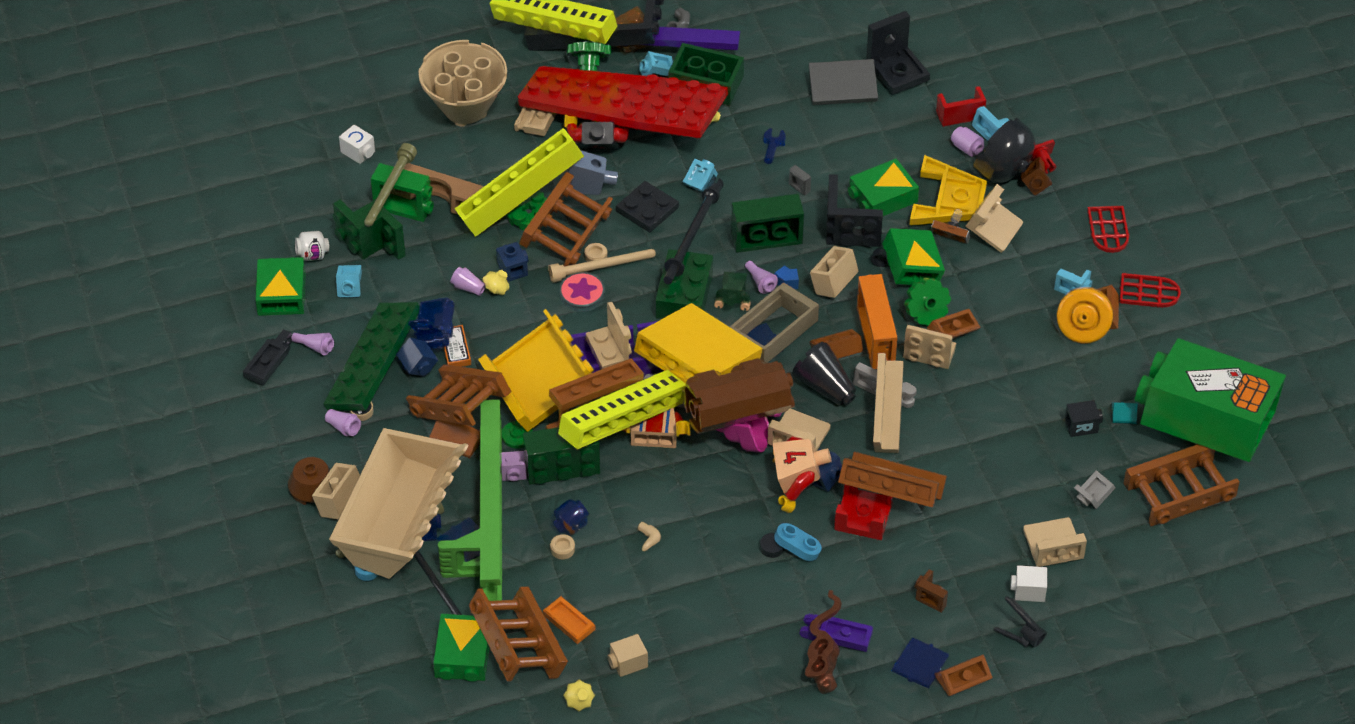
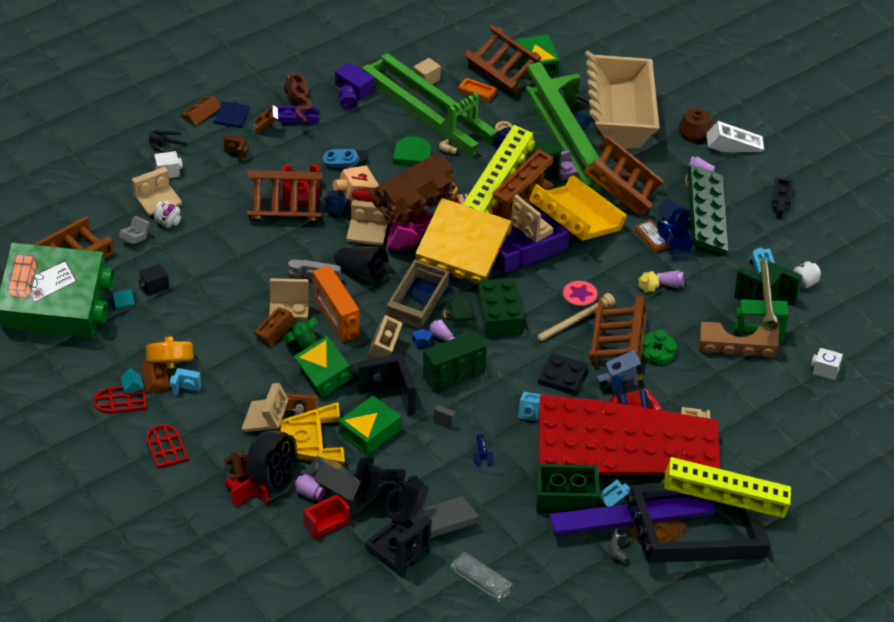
camera: 160 degrees right, 5 degrees down
(278, 446) = (733, 139): none -> white slope
(280, 286) = (808, 242): green brick -> none
(319, 342) = (754, 213): lavender cone -> none
(336, 490) = (672, 116): tan brick -> none
(463, 79) = (765, 398): tan cone -> none
(512, 261) = (651, 297): dark blue brick -> none
(519, 182) = (667, 330): neon yellow brick -> none
(579, 695) = (448, 46): light yellow piece -> none
(595, 252) = (585, 327): tan tile -> none
(633, 533) = (465, 111): none -> bright green piece
(698, 537) = (411, 150): none -> green tile
(710, 196) = (513, 386): black bar -> none
(734, 665) = (354, 76): none -> dark purple brick
(754, 640) = (347, 97): none -> dark purple wheel
(824, 30) = (482, 576): none -> clear plate
(842, 343) = (368, 298): dark orange slope -> none
(874, 117) = (402, 498): none -> black piece
(879, 617) = (267, 119): none -> dark orange piece
(888, 405) = (307, 245): tan fence -> none
(945, 131) = (334, 477): none -> dark grey slope
(986, 122) = (290, 503): medium azure tile -> none
(1047, 504) = (167, 214): none -> white head
(1133, 296) = (131, 381): none -> teal slope

